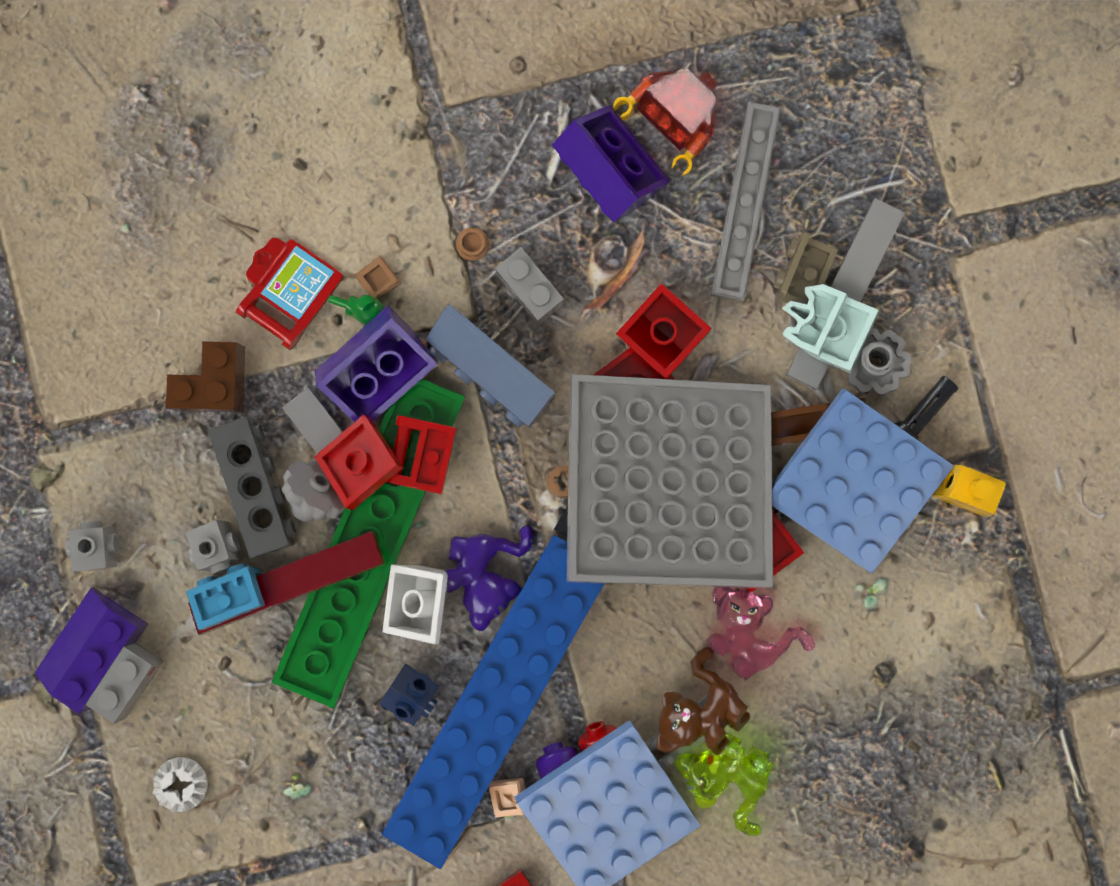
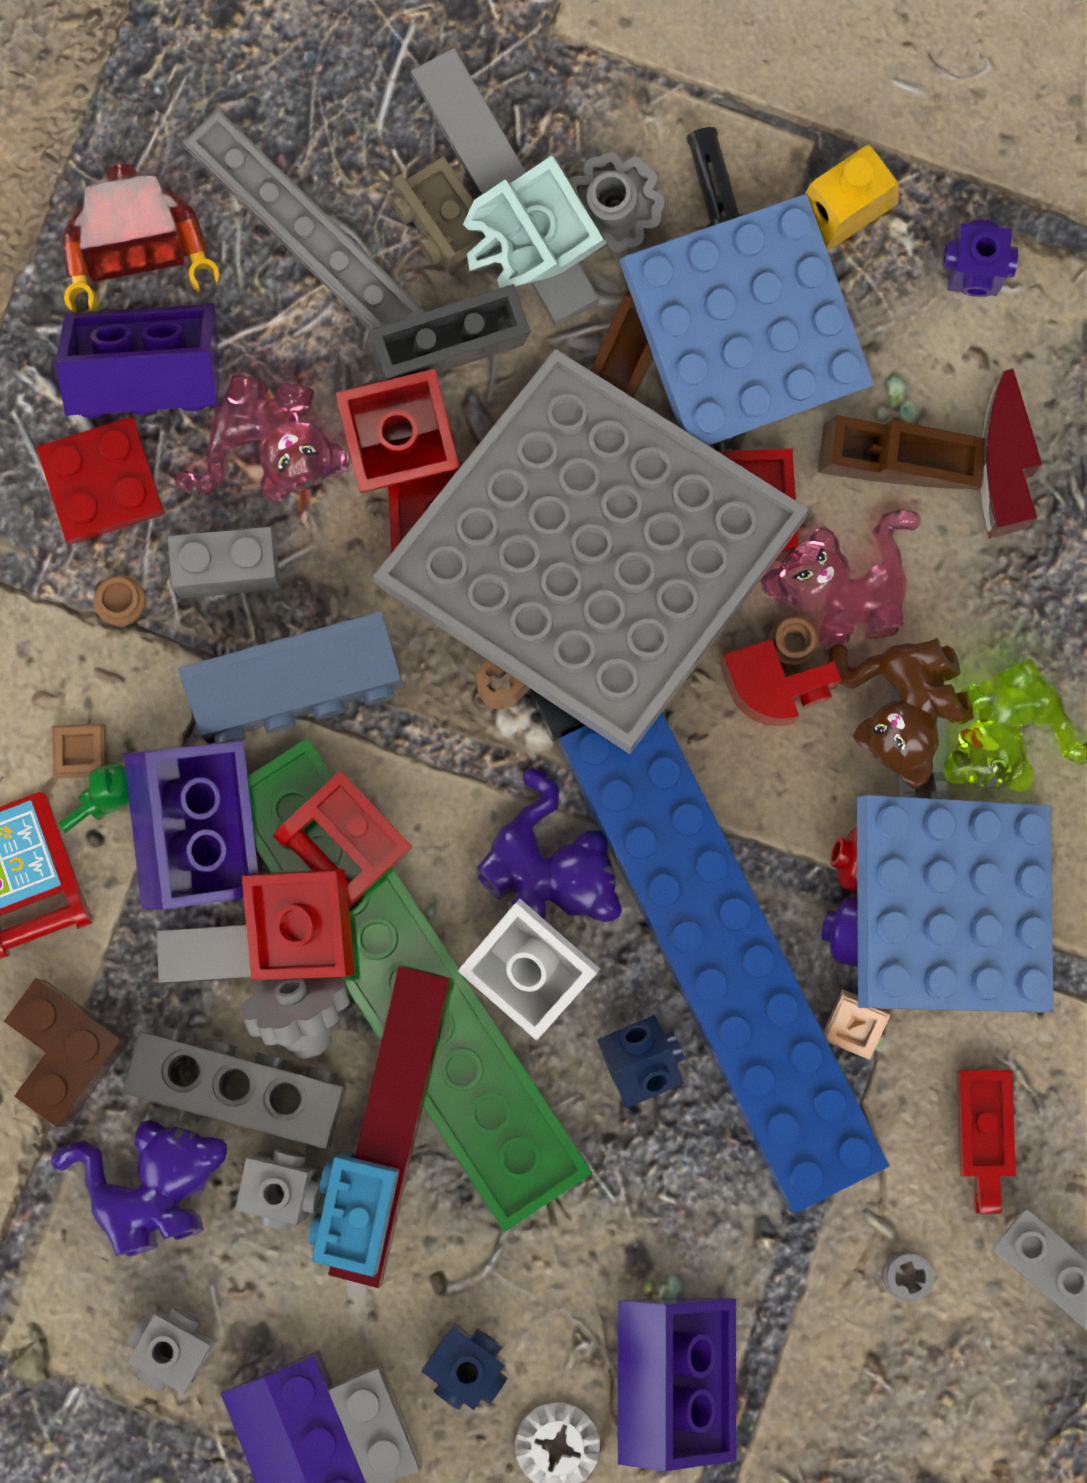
camera: 55 degrees left, 5 degrees down
(186, 710) = (461, 1347): none -> dark blue brick
(187, 482) = (170, 1166): none -> dark purple animal
(252, 827) = (676, 1382): none -> dark purple slope
(531, 188) = (100, 480): none -> red plate
(616, 280) = (292, 452): none -> clear pink animal
(657, 626) = (764, 692): none -> red brick
(705, 631) = (802, 627): none -> medium nougat plate
(736, 322) = (449, 335): none -> dark grey brick
(842, 615) = (901, 454): none -> reddish brown slope
(881, 674) = (1008, 460): none -> dark red slope
(973, 584) = (980, 258): none -> dark purple brick

